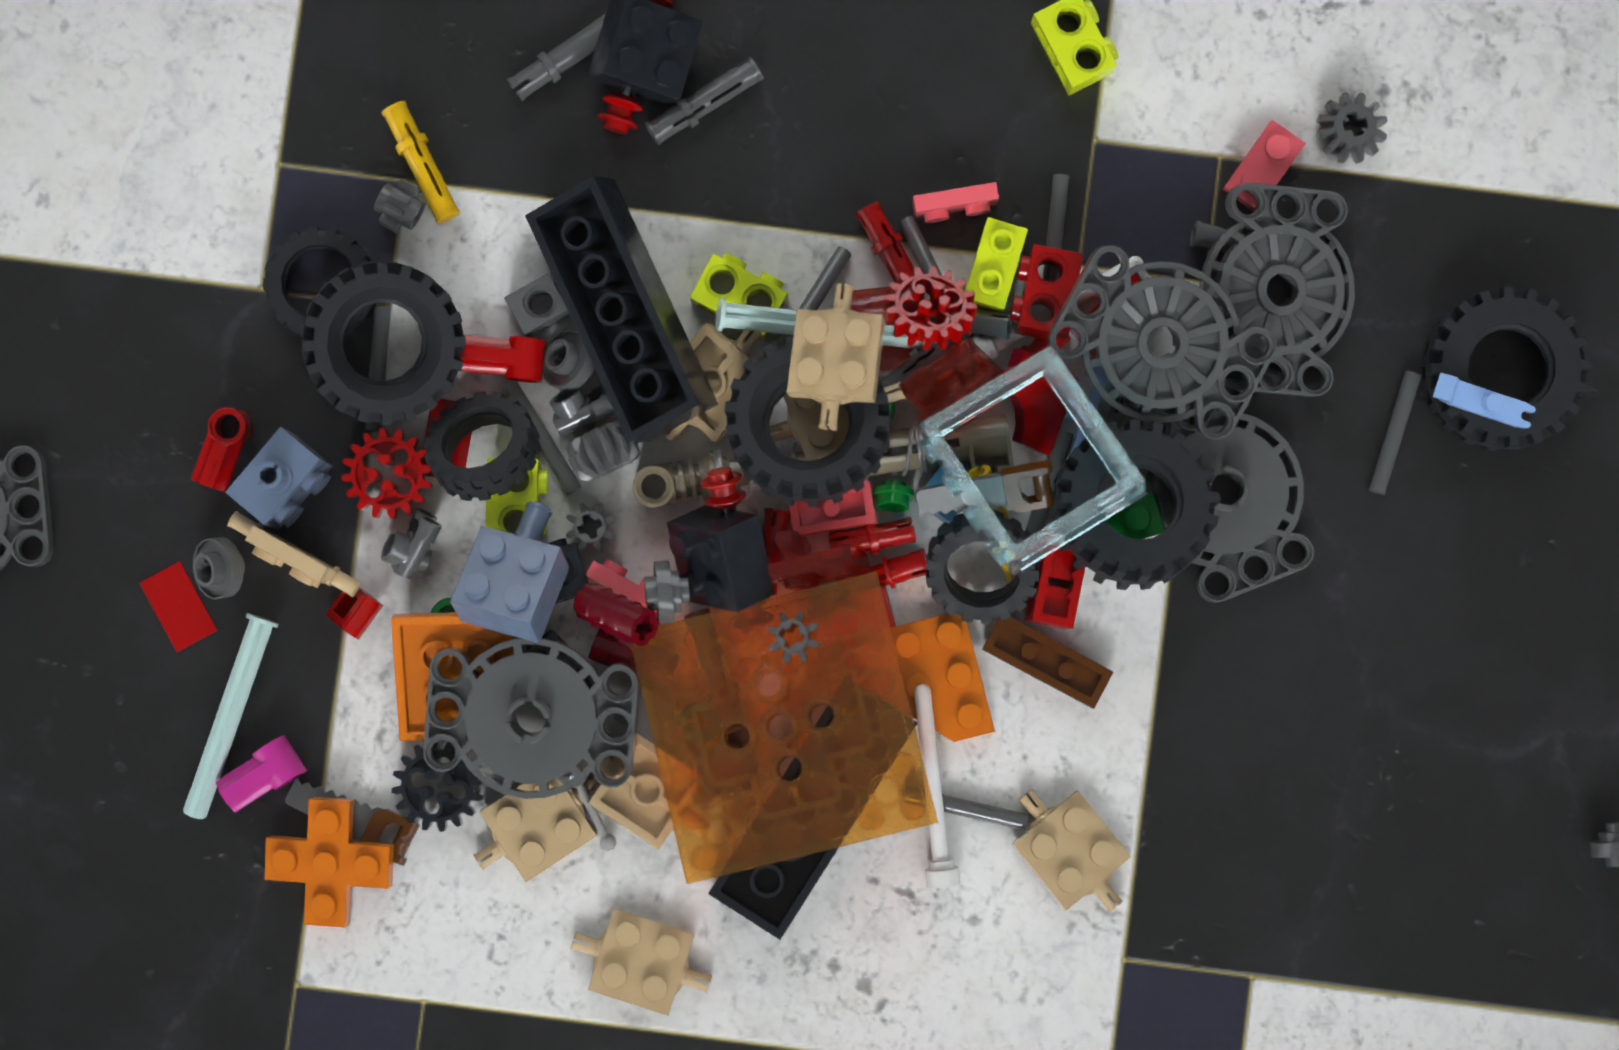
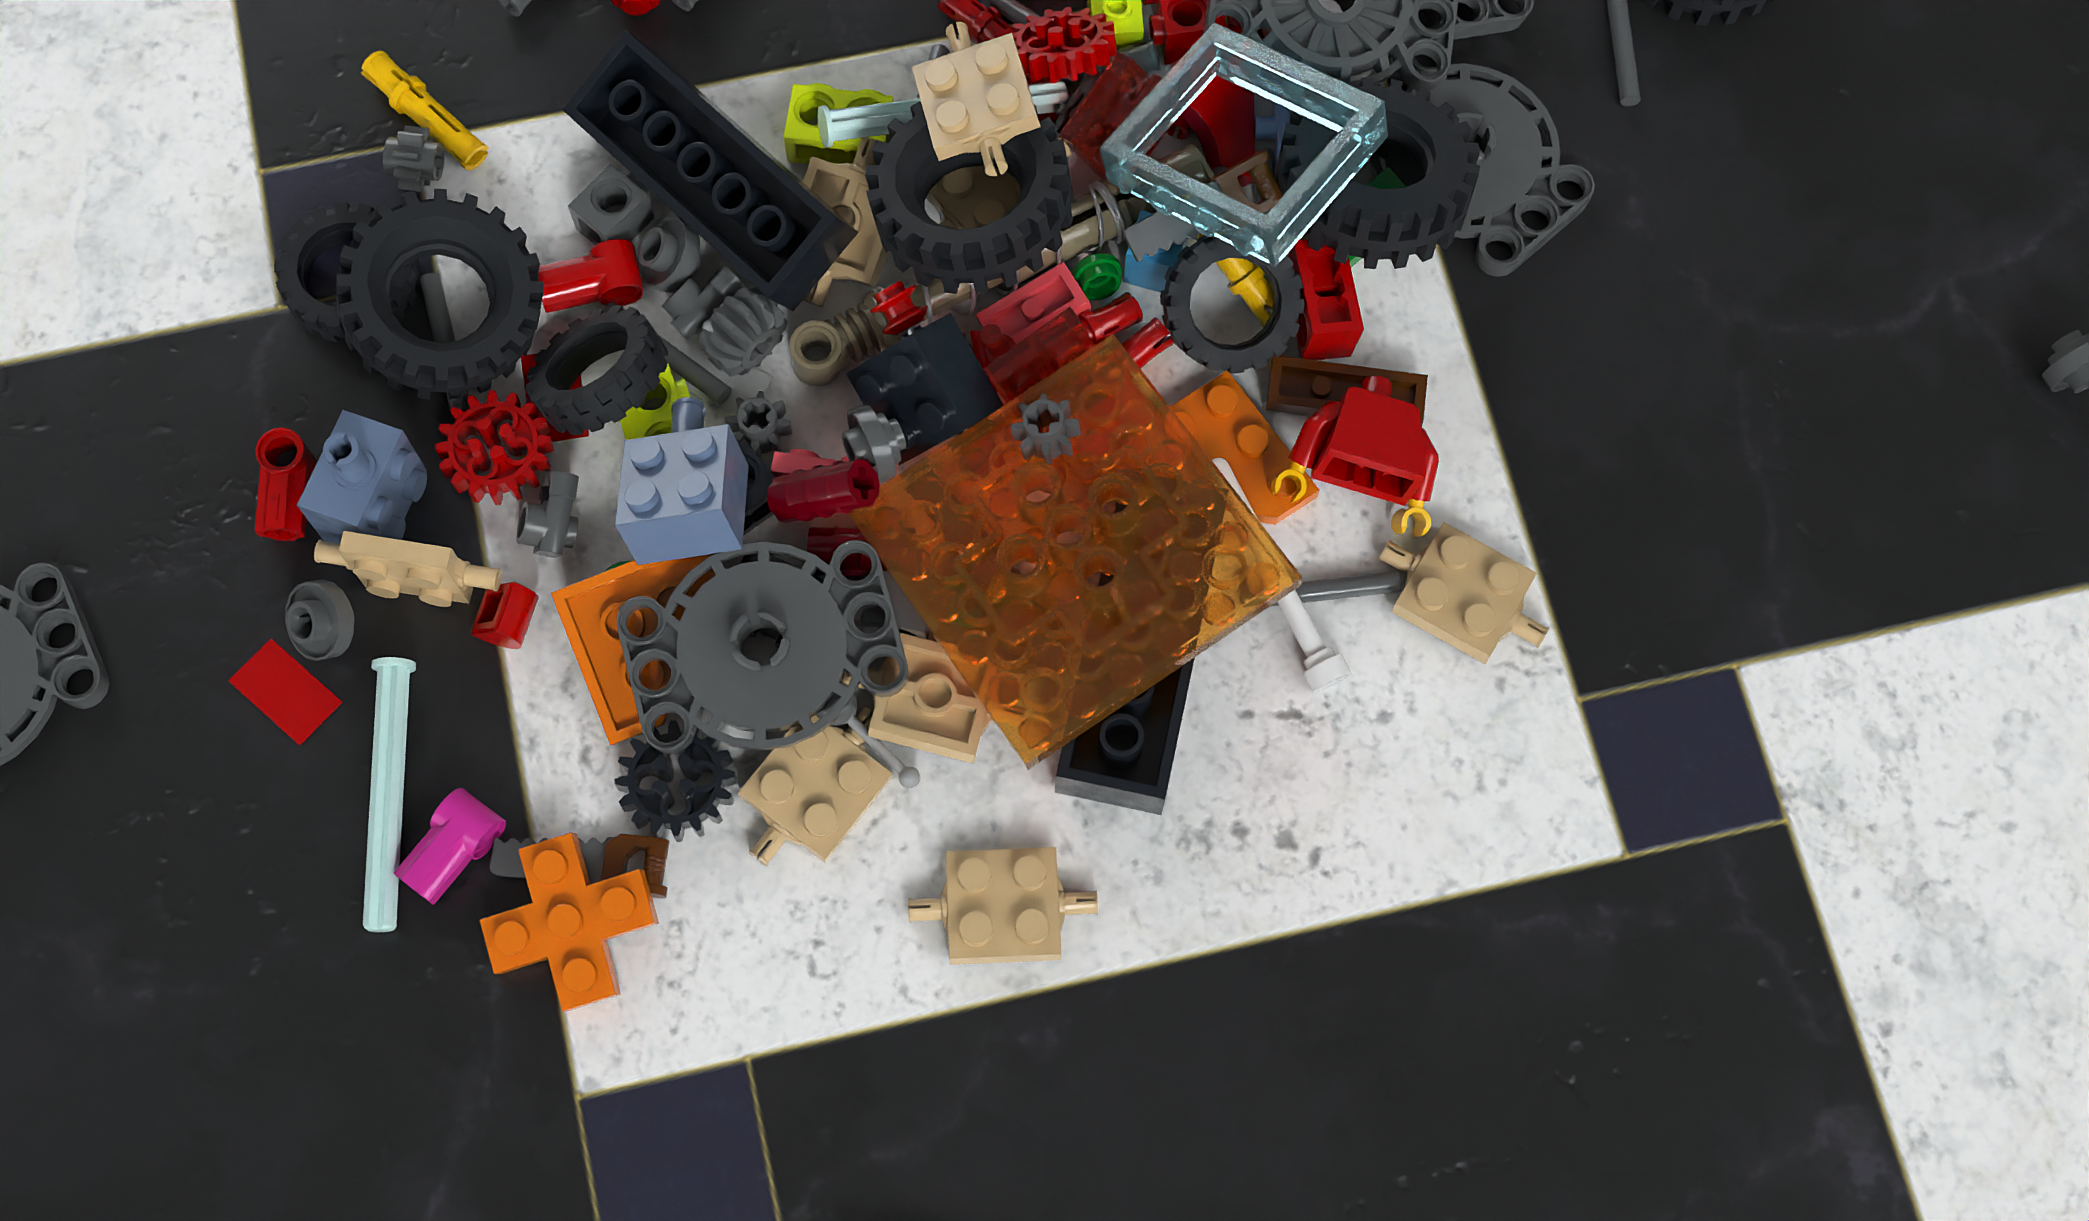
camera: 20 degrees left, 15 degrees down
(1038, 721) = (1369, 448): none -> red torso

